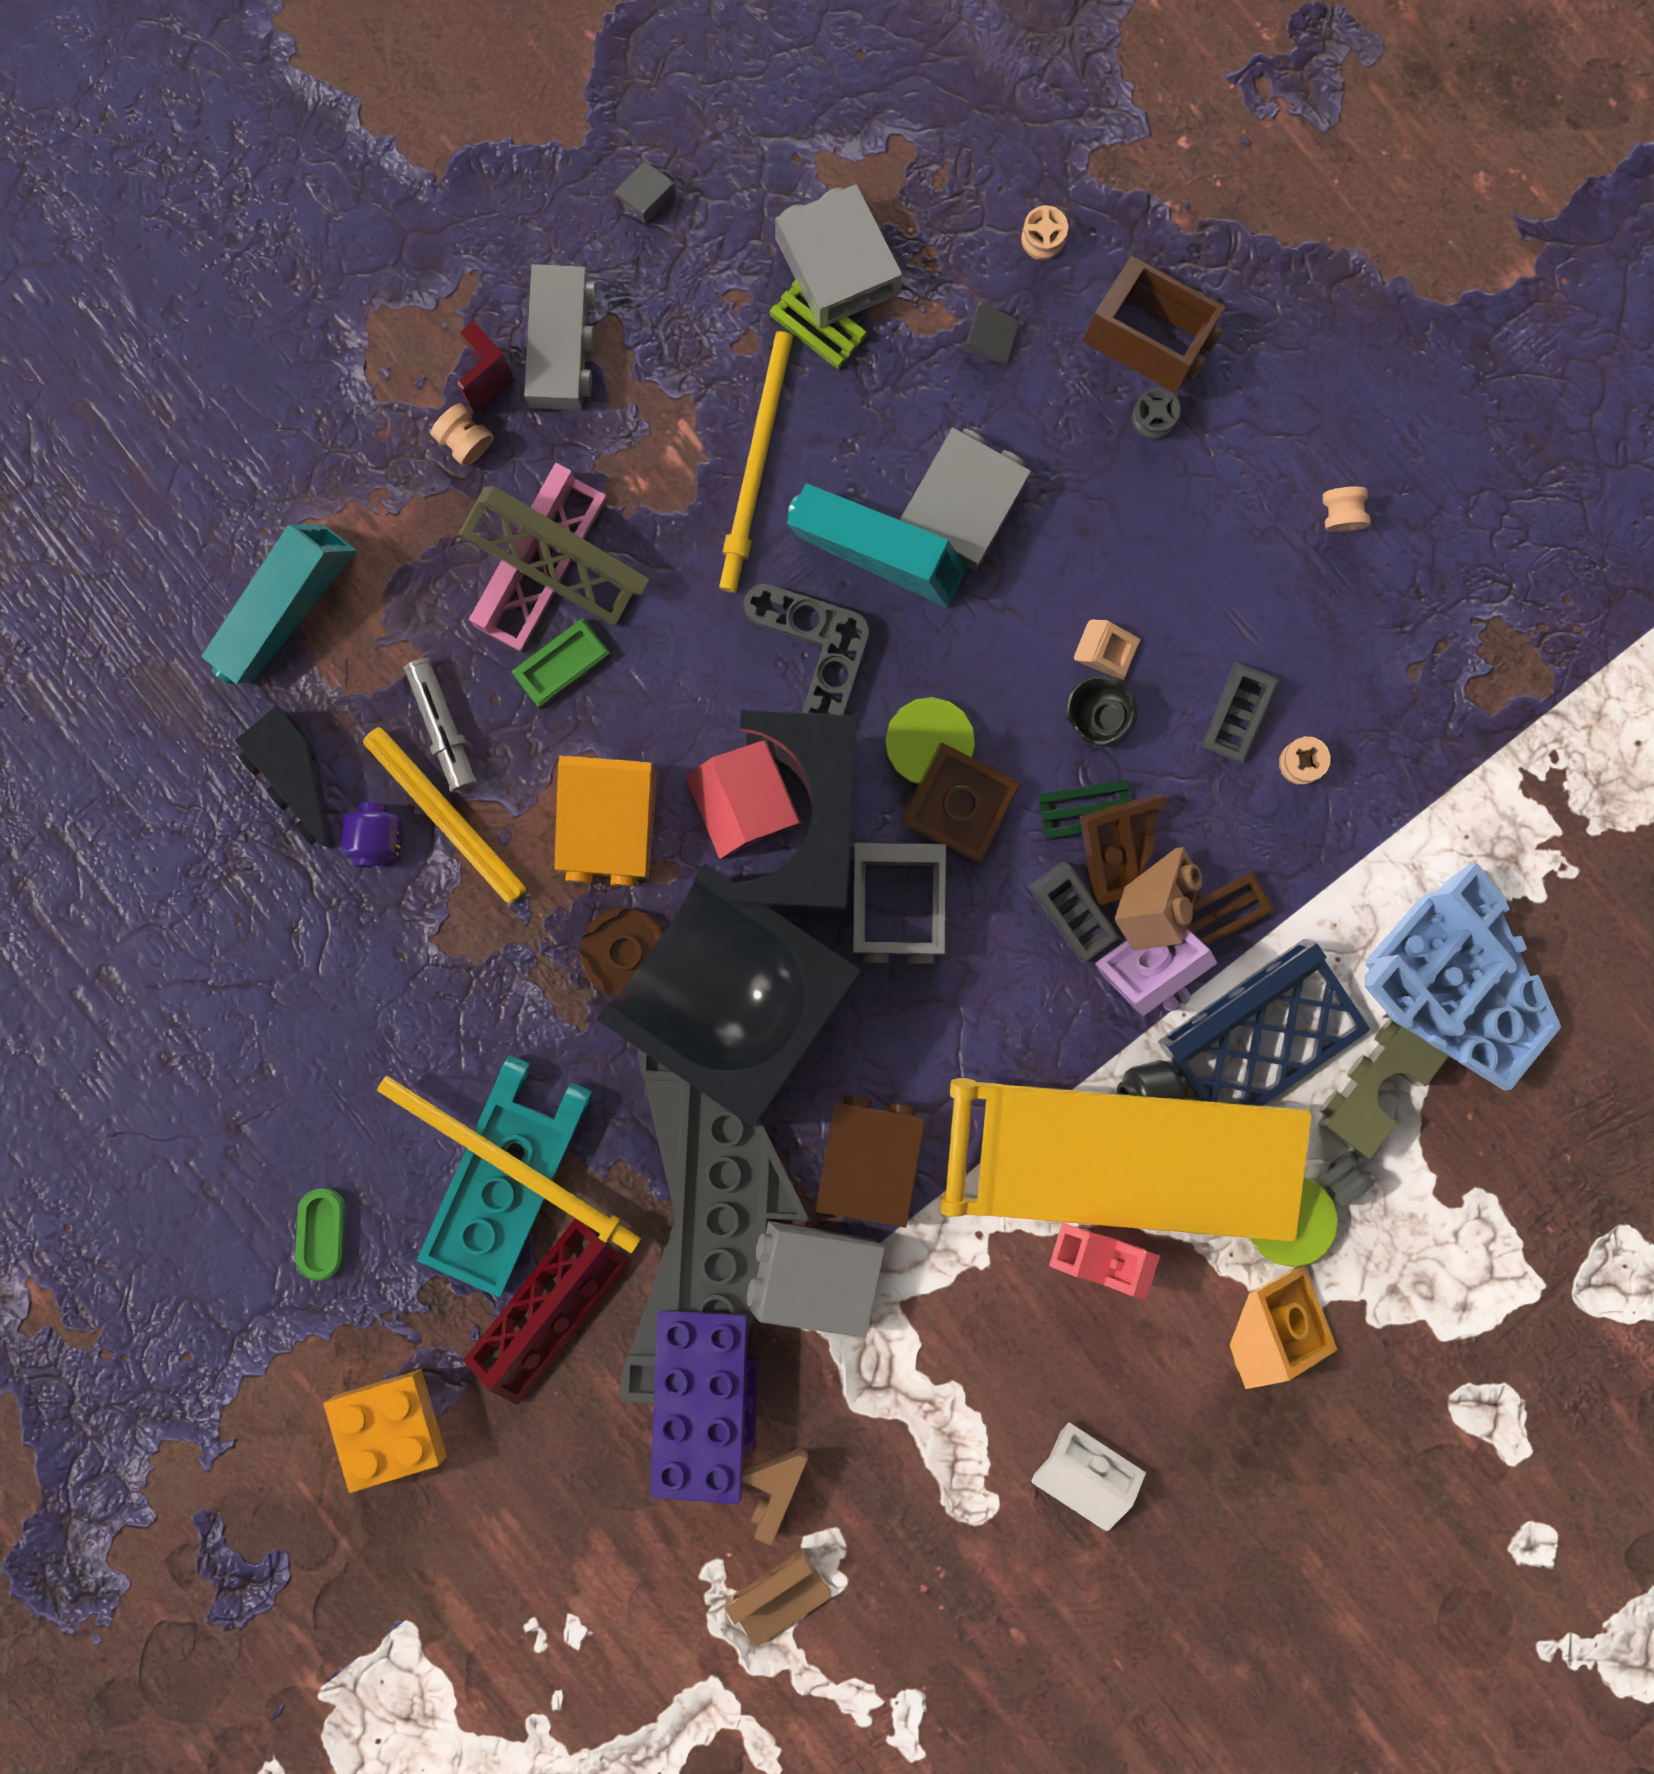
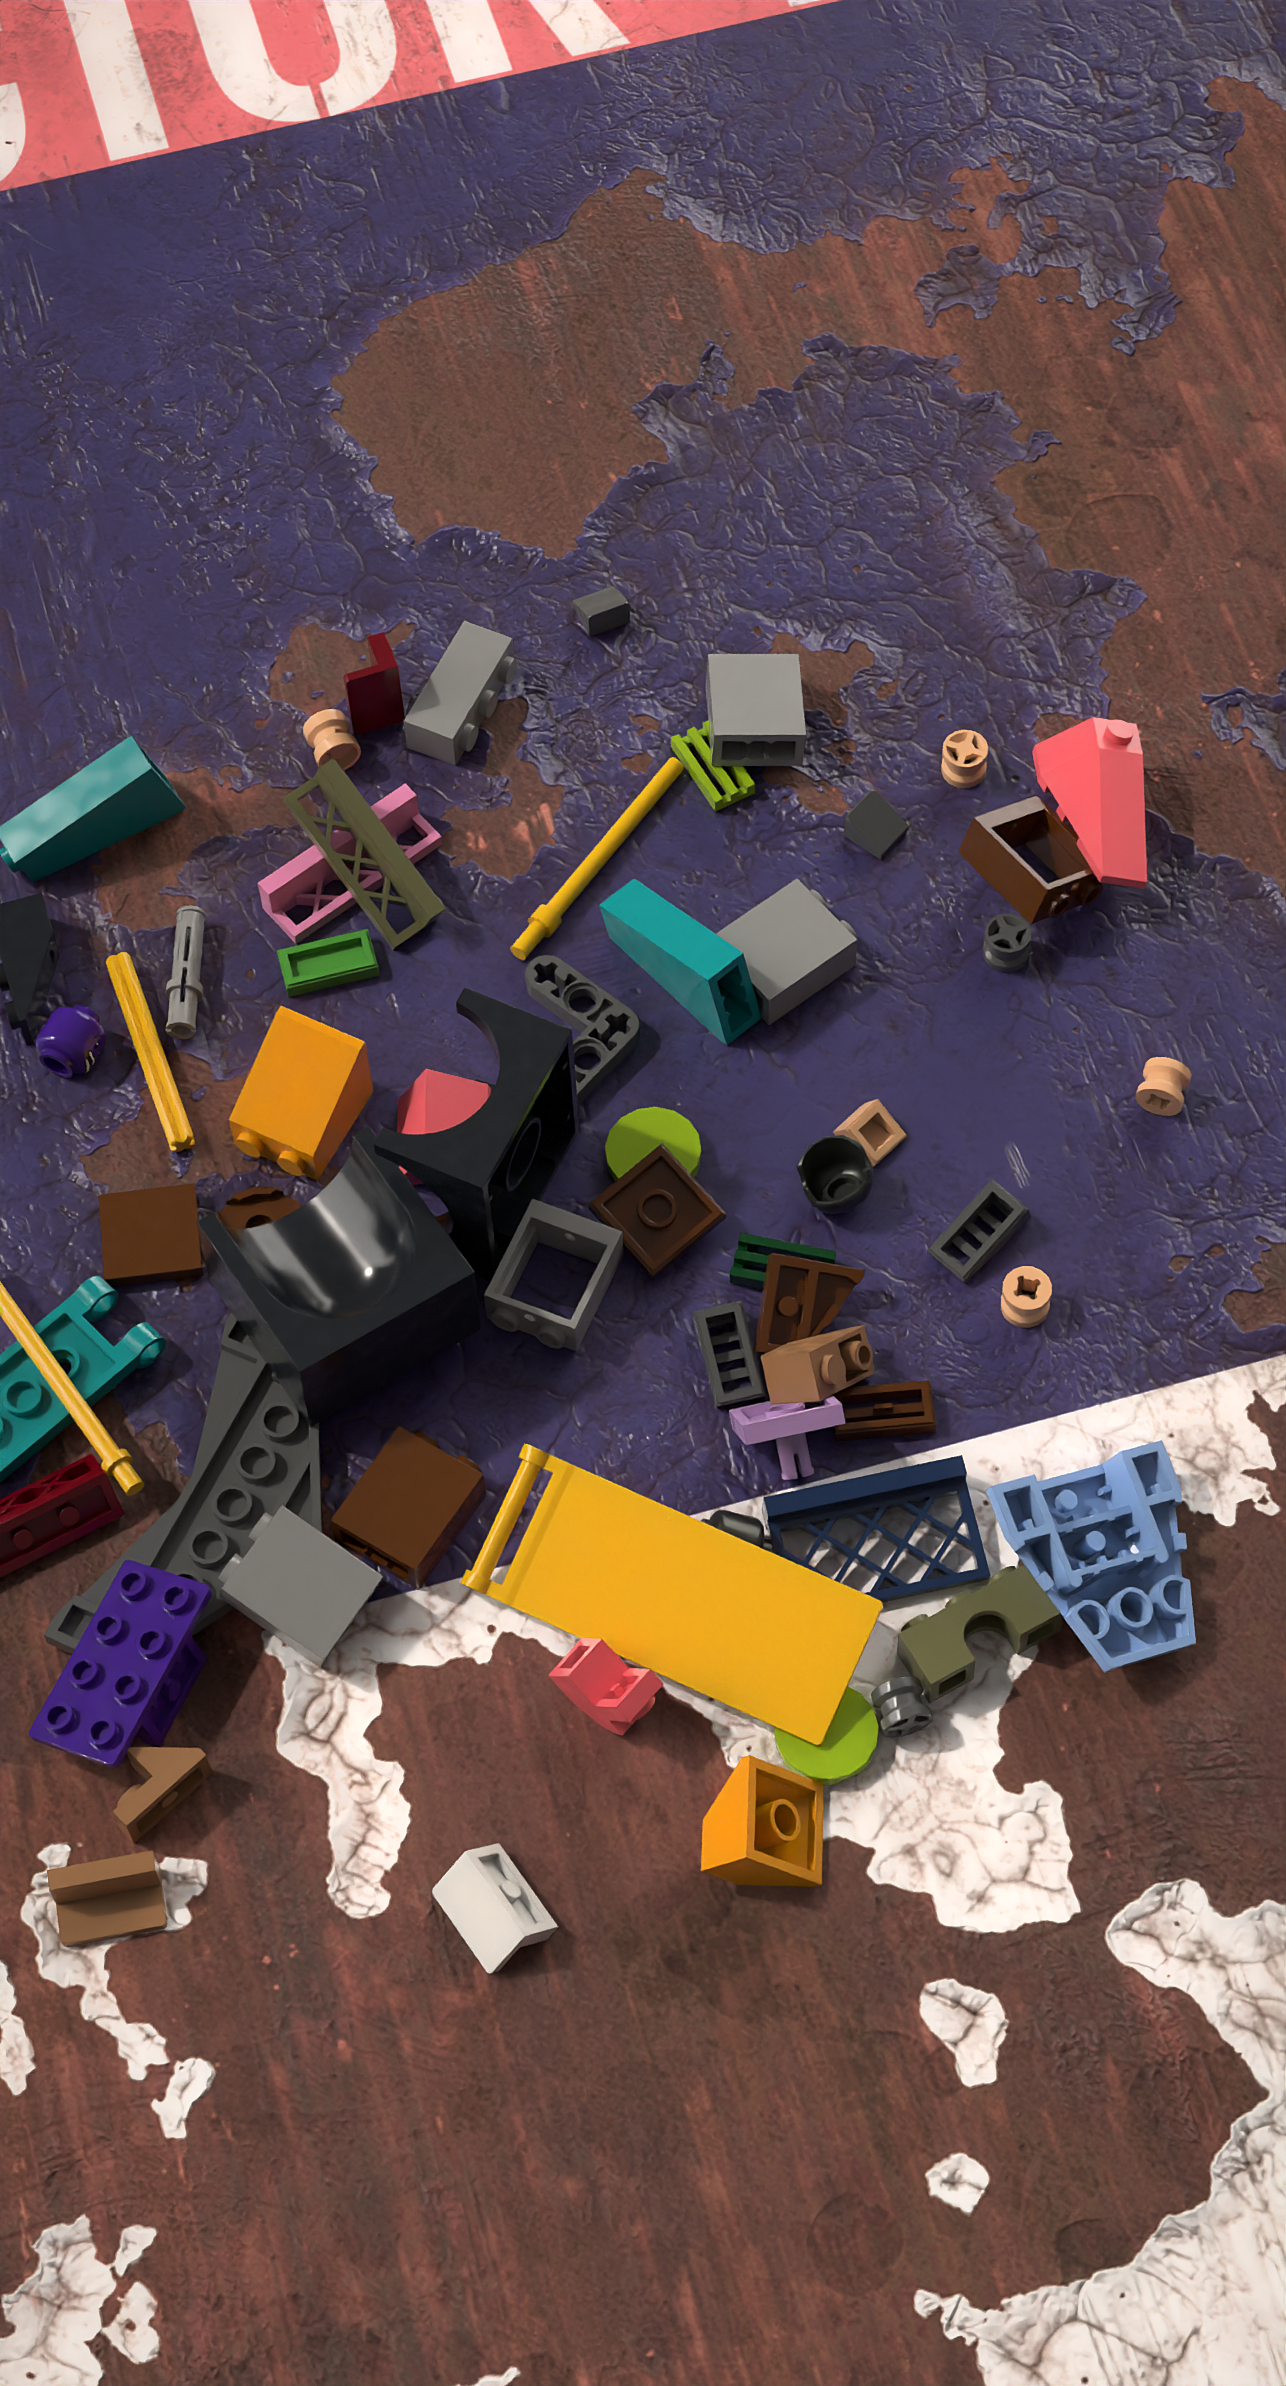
camera: 25 degrees right, 25 degrees down
(530, 993) = (150, 1235): none -> reddish brown tile
(1184, 225) = (1100, 791): none -> coral wedge

